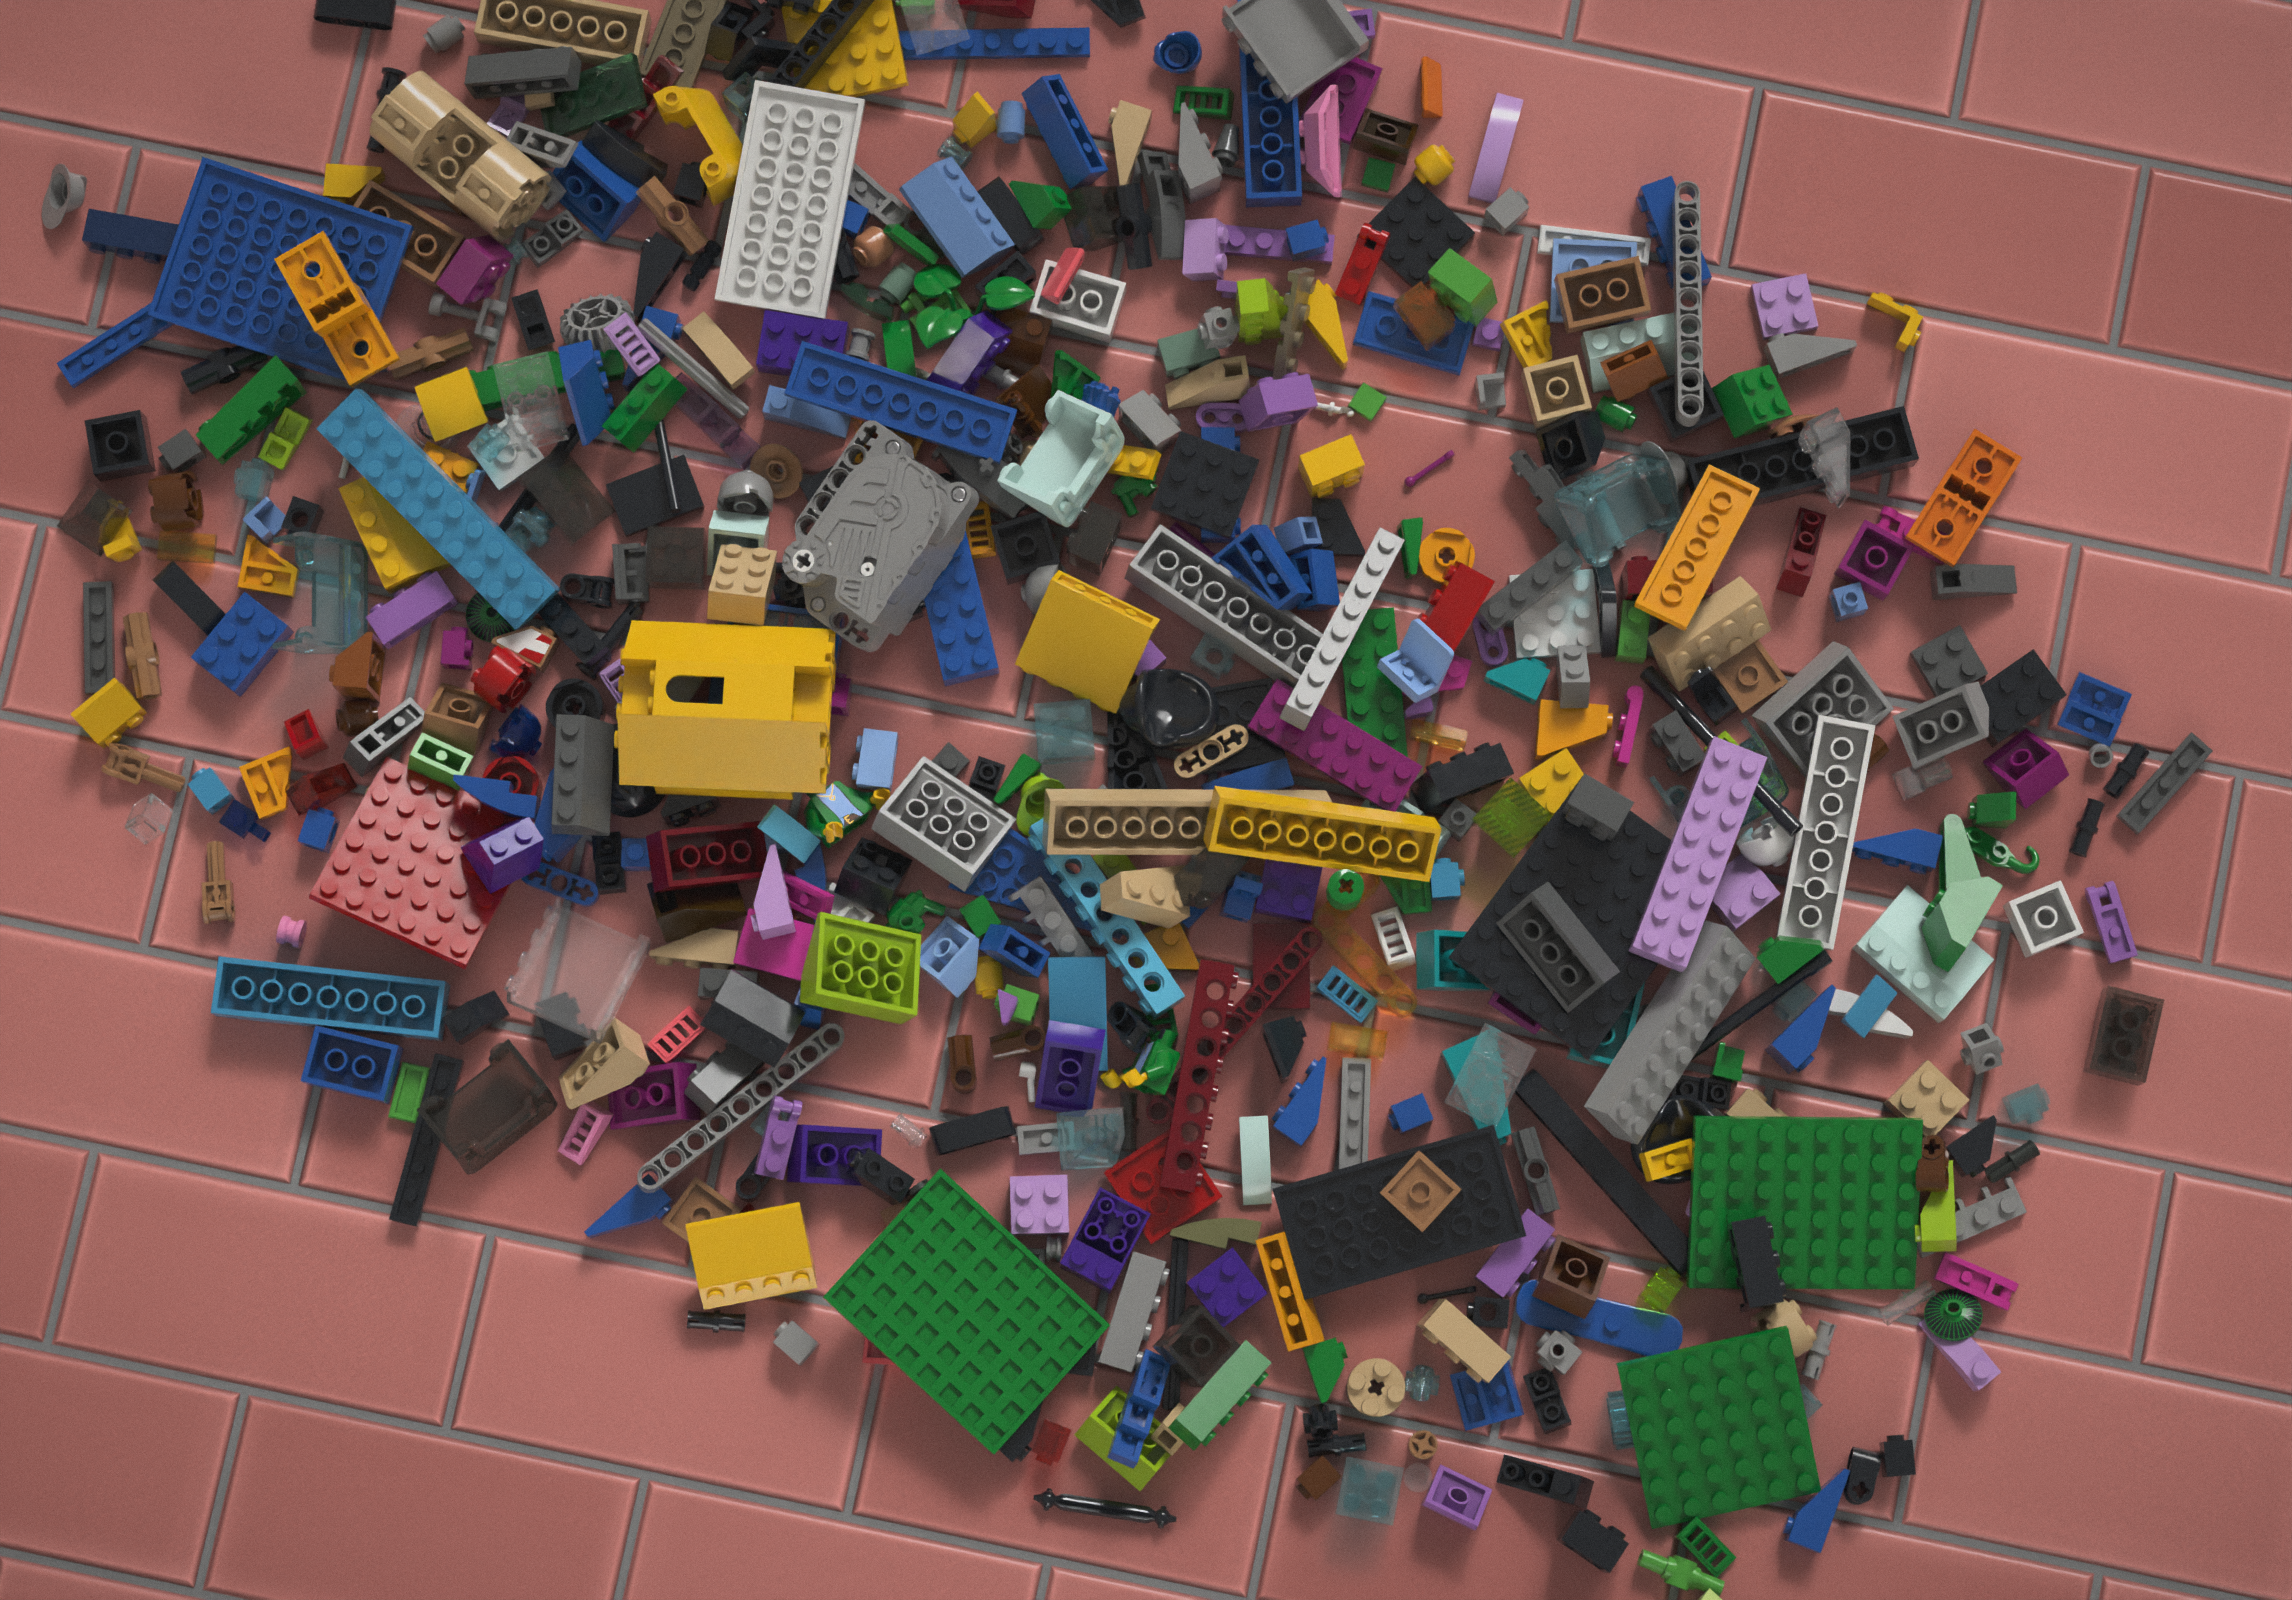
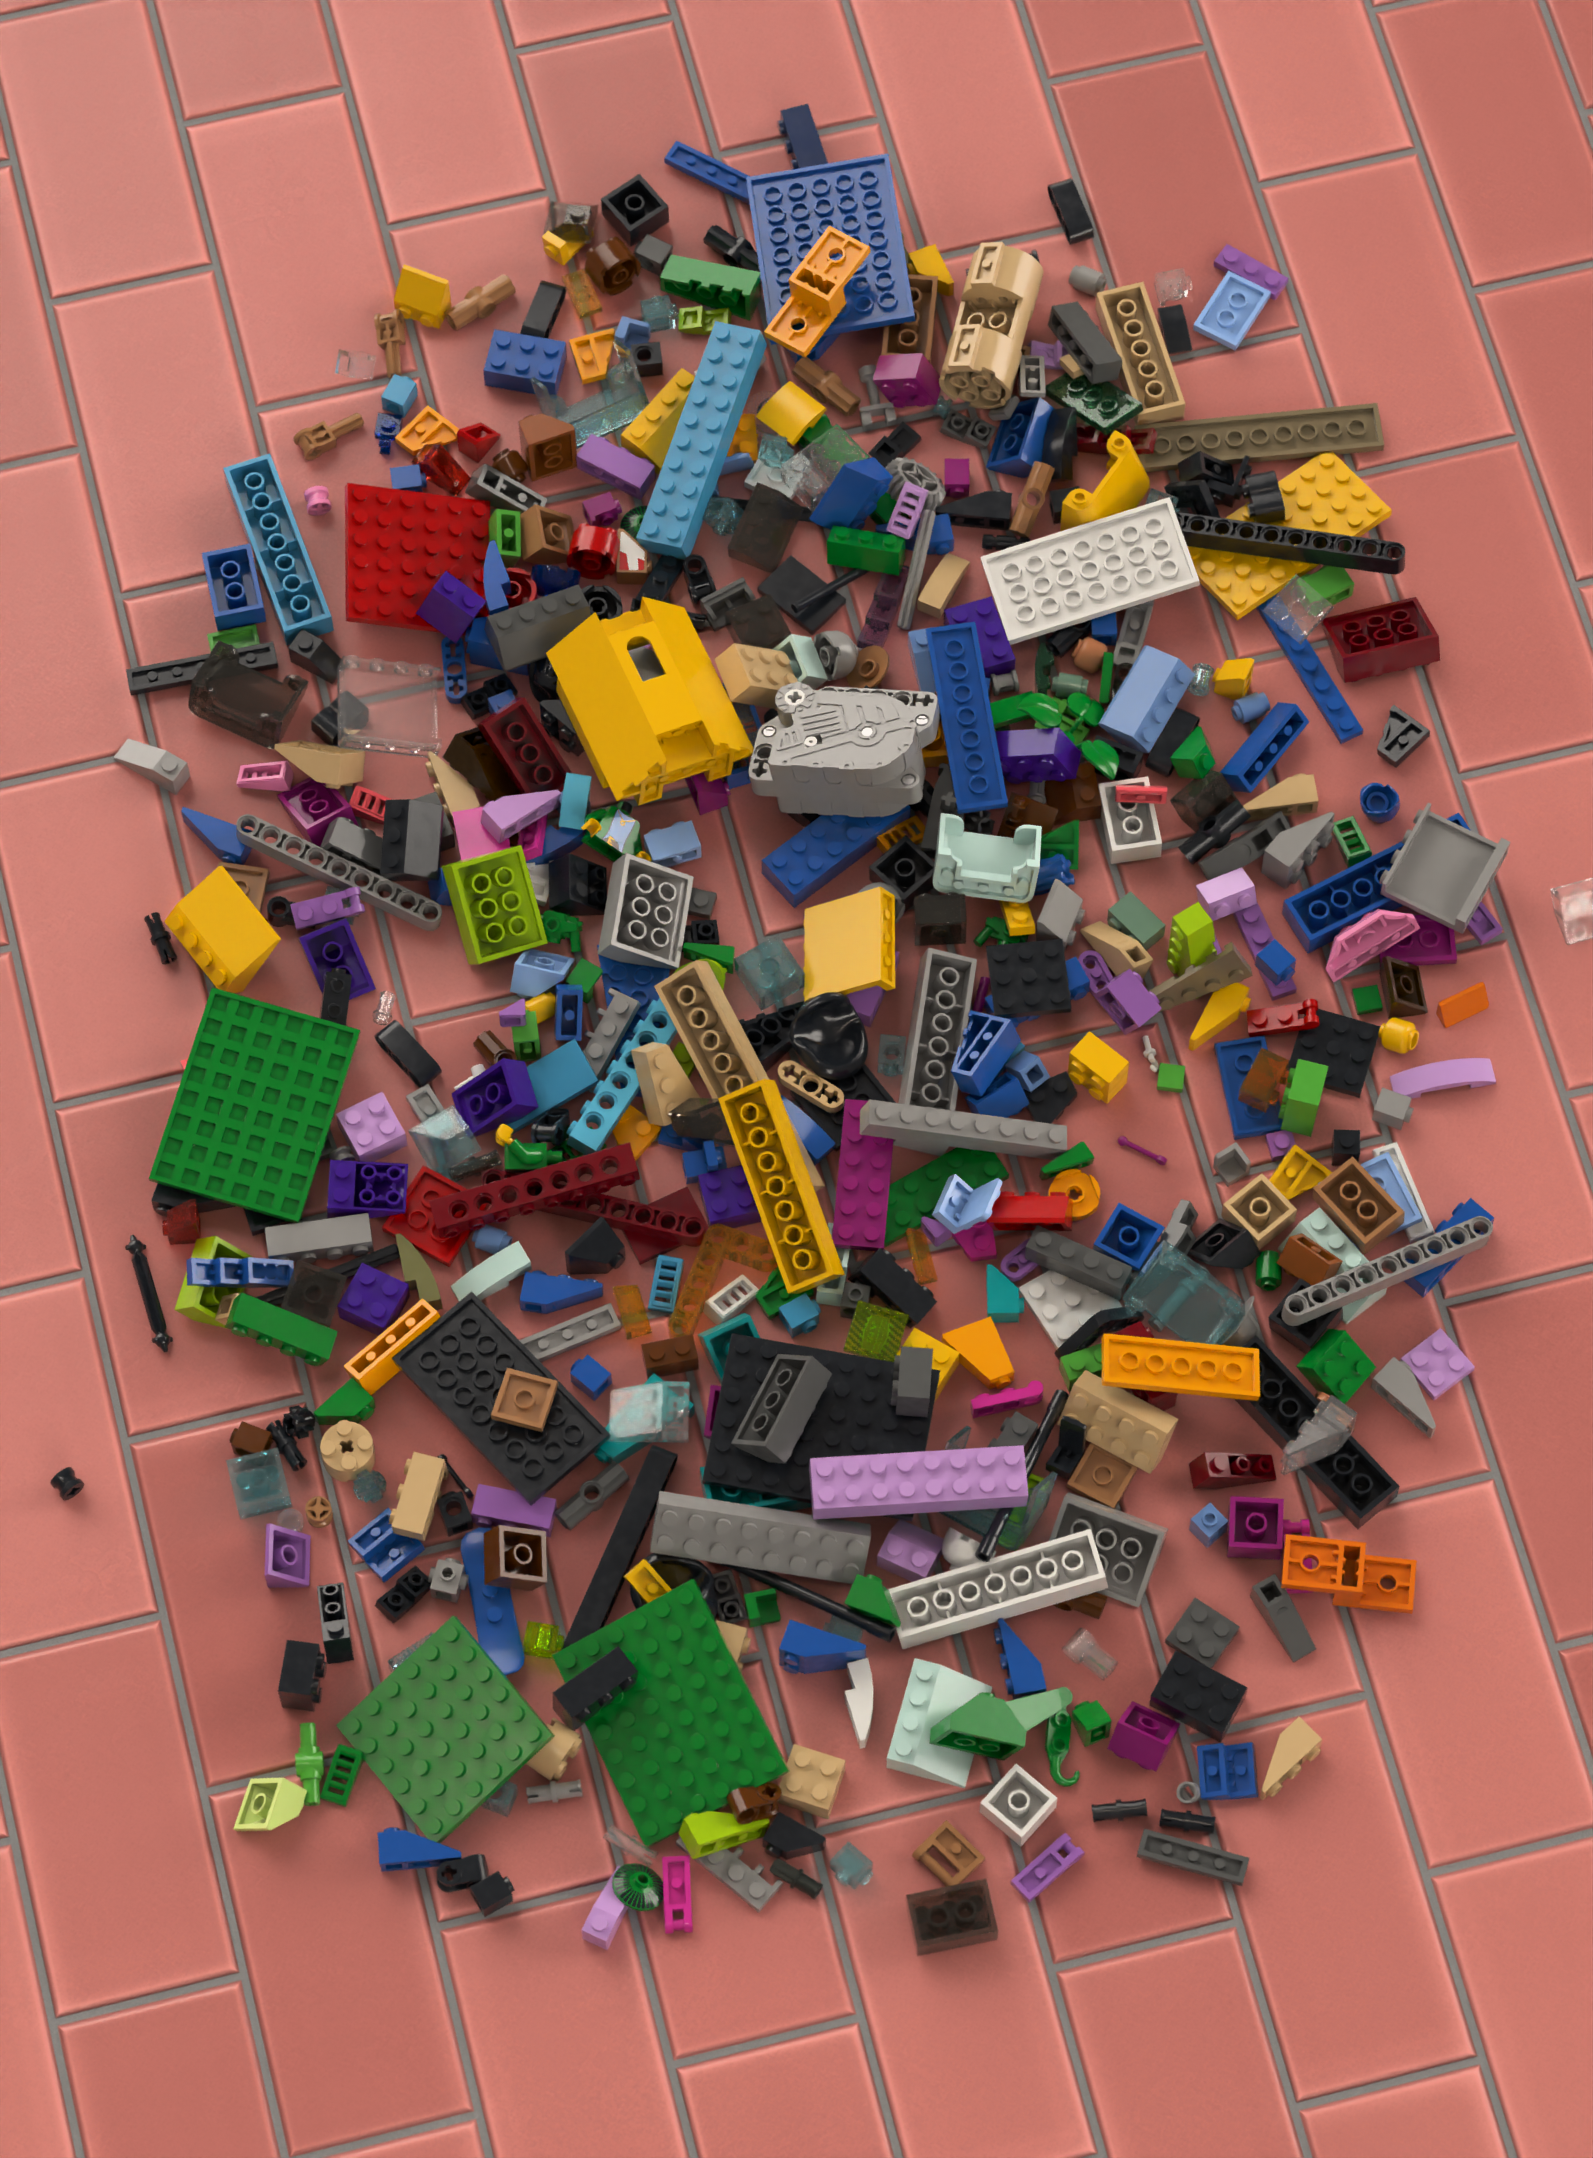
camera: 65 degrees right, 15 degrees down
(63, 195) = (812, 87): light grey piece -> none
(98, 635) = (483, 265): dark grey plate -> none
(511, 1240) = (154, 764): none -> light grey slope
(605, 276) = (956, 478): none -> magenta brick
(795, 1342) = (171, 1002): light grey brick -> none
(962, 1060) = (460, 1021): reddish brown piece -> none
(1212, 334) = (1154, 929): light grey brick -> none
(1220, 1139) = (491, 1239): none -> medium blue brick
(1227, 146) = (1320, 872): dark grey cone -> none
(1345, 878) = (745, 1228): green piece -> none
(1428, 1026) = (670, 1356): none -> reddish brown brick
(1524, 529) = (1128, 1237): none -> blue slope
(1526, 275) = (1345, 1145): none -> black brick
(1573, 676) = (1022, 1331): light grey brick -> none
(1869, 1006) = (866, 1690): dark azure slope -> none
(1903, 313) = (1476, 1470): yellow bracket -> none
(1944, 724) = (1142, 1639): light grey slope -> none
(1983, 1054) = (879, 1805): light grey brick -> none
(2054, 999) = (954, 1849): none -> medium nougat plate
(2105, 641) = (1293, 1748): none -> tan slope

